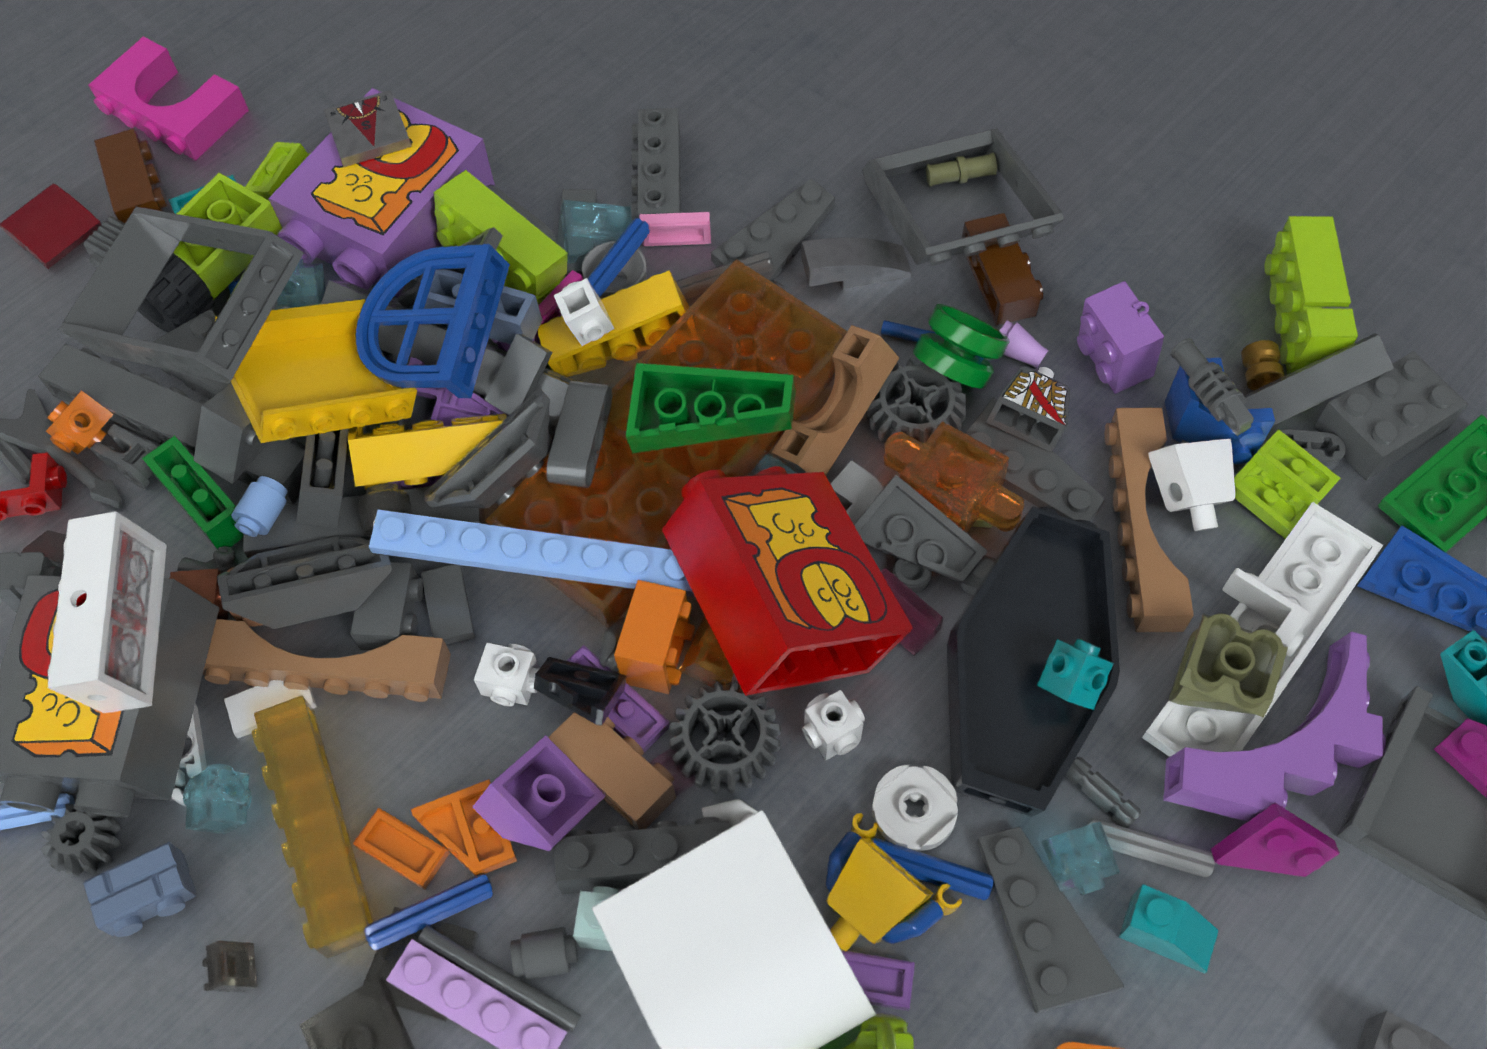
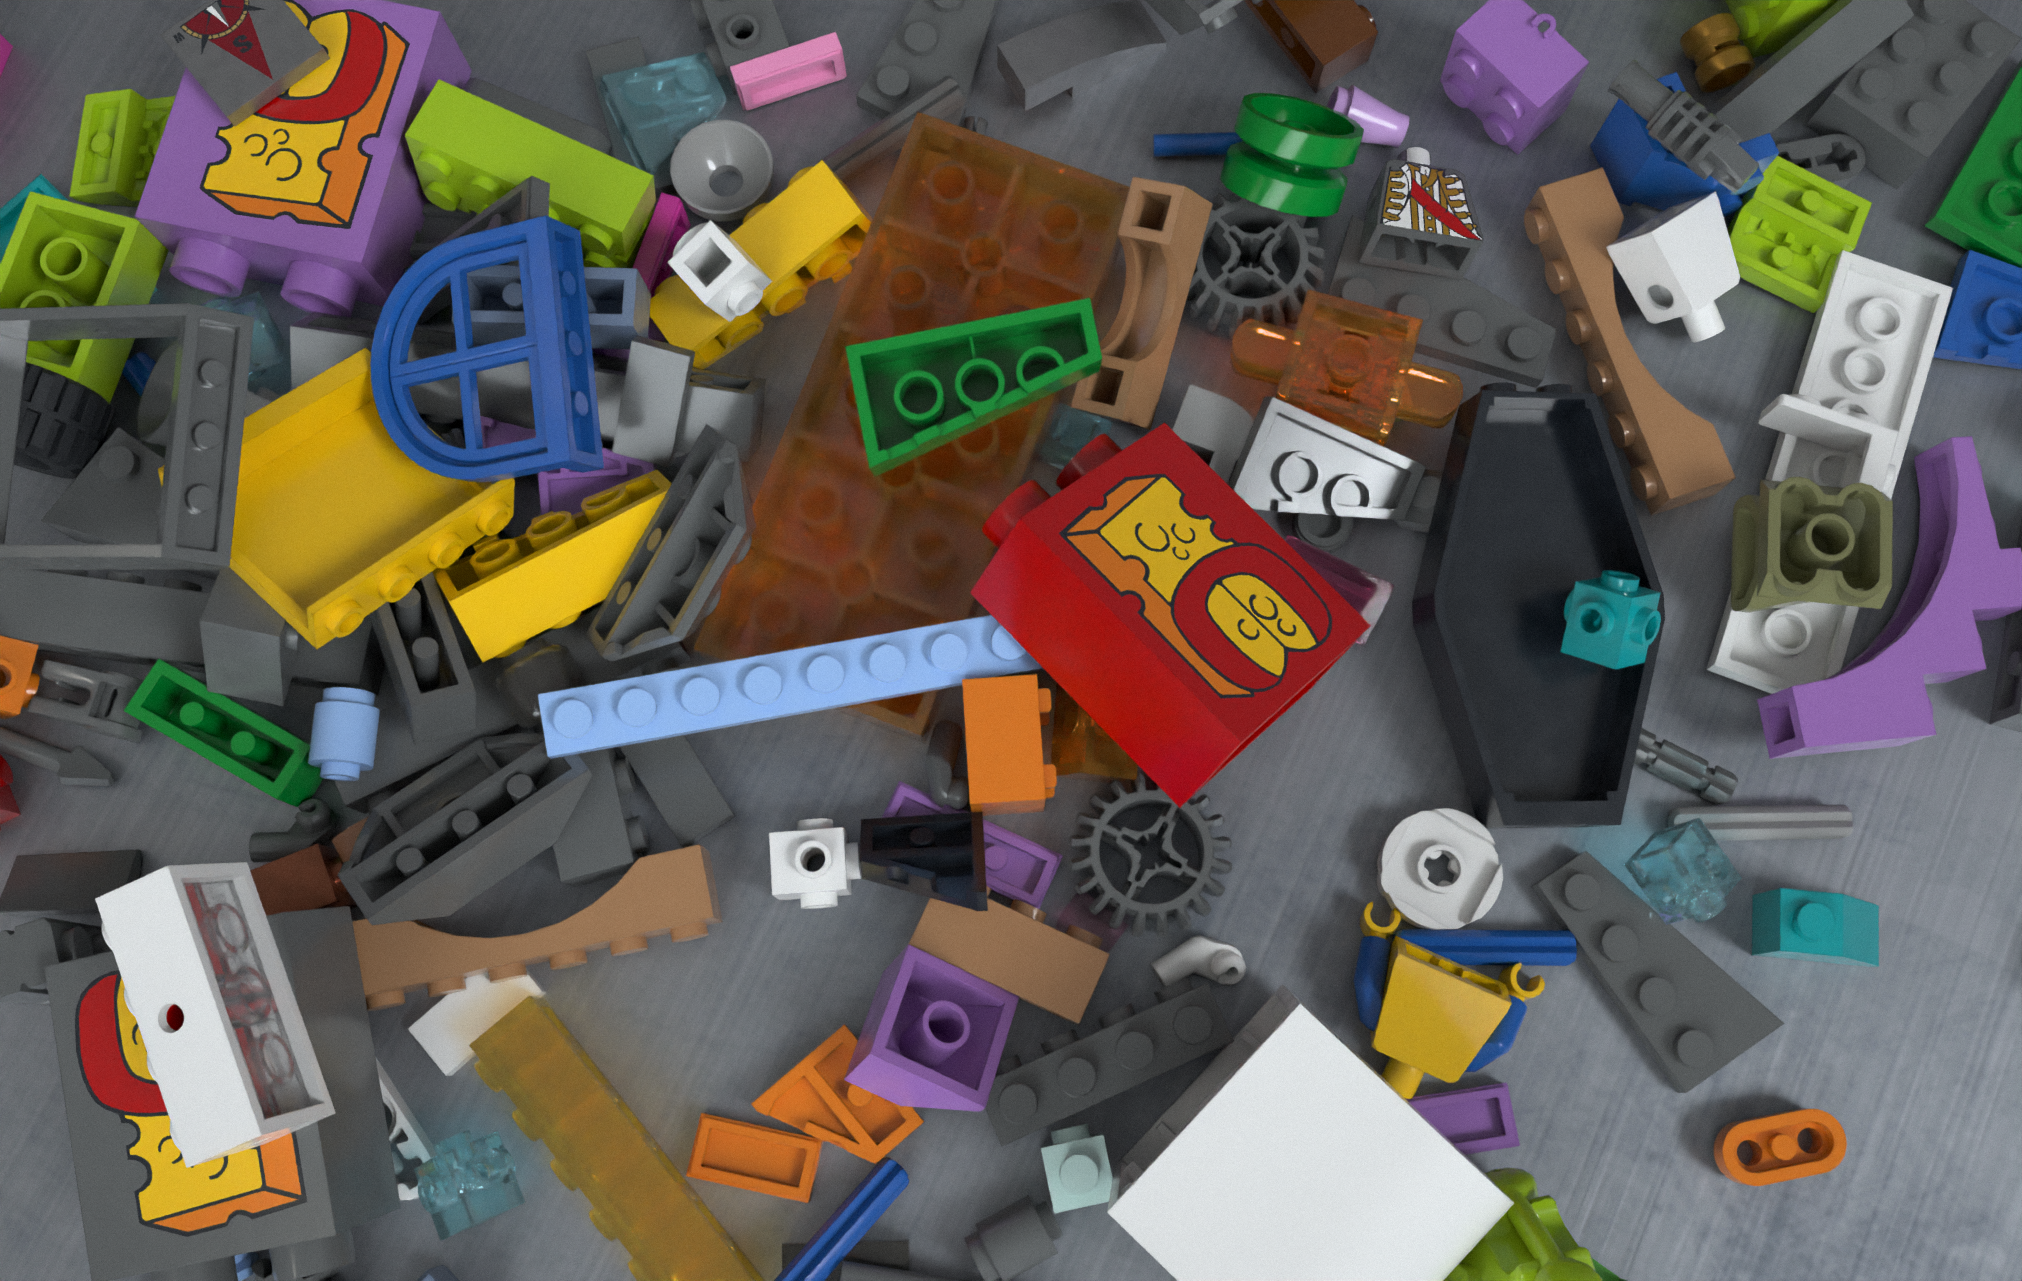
camera: 20 degrees left, 15 degrees up
(579, 434) = (789, 474): dark grey beam -> none
(618, 255) = (723, 152): blue axle -> none
(830, 736) = (1278, 805): white brick -> none
(1276, 844) = (1927, 771): magenta wing -> none

